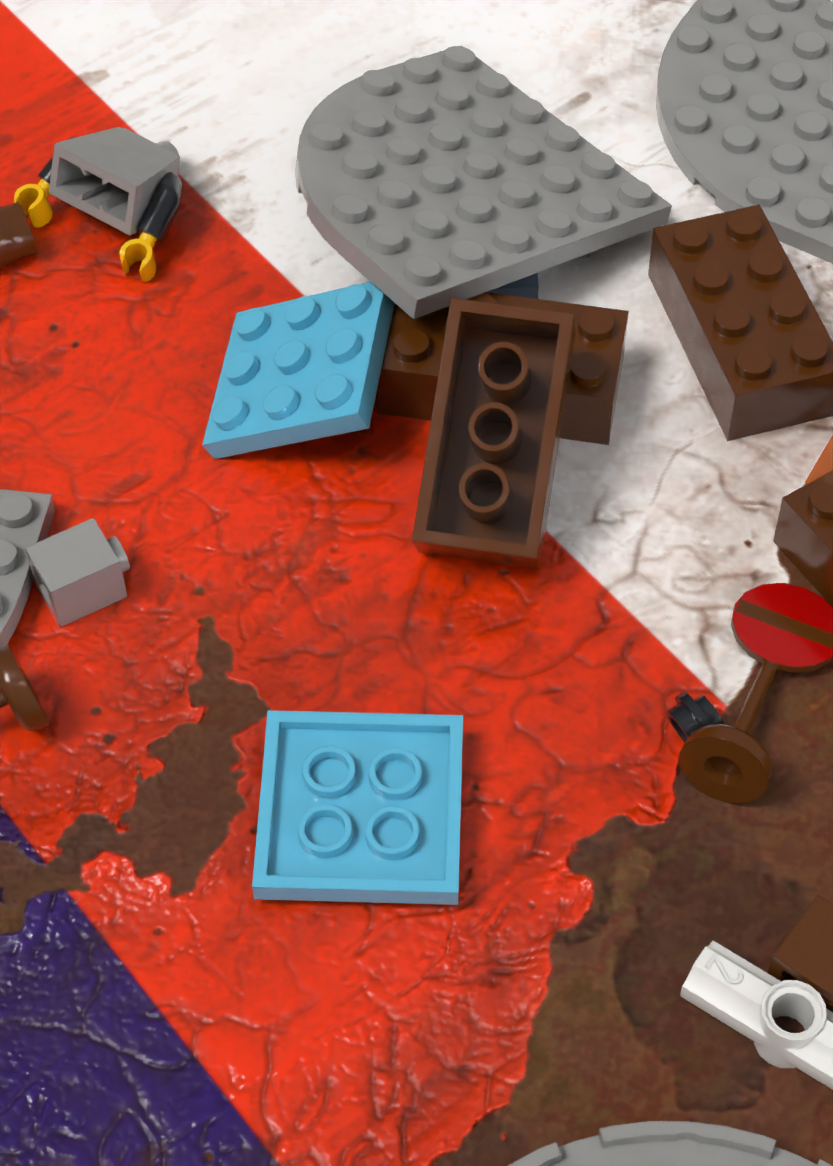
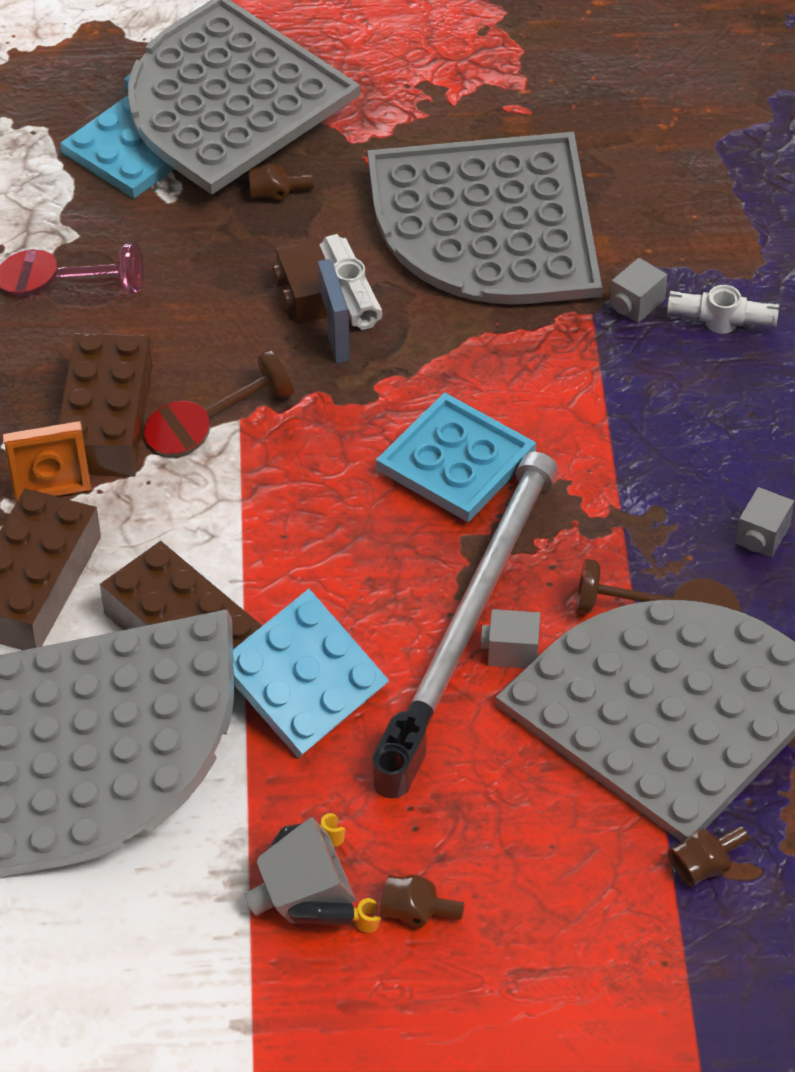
camera: 145 degrees left, 5 degrees down
(218, 836) = (409, 727): none -> flat silver piece
(494, 433) = (244, 542): reddish brown brick -> none
(691, 714) = (268, 404): black plate -> none
(722, 889) = (336, 310): none -> sand blue tile

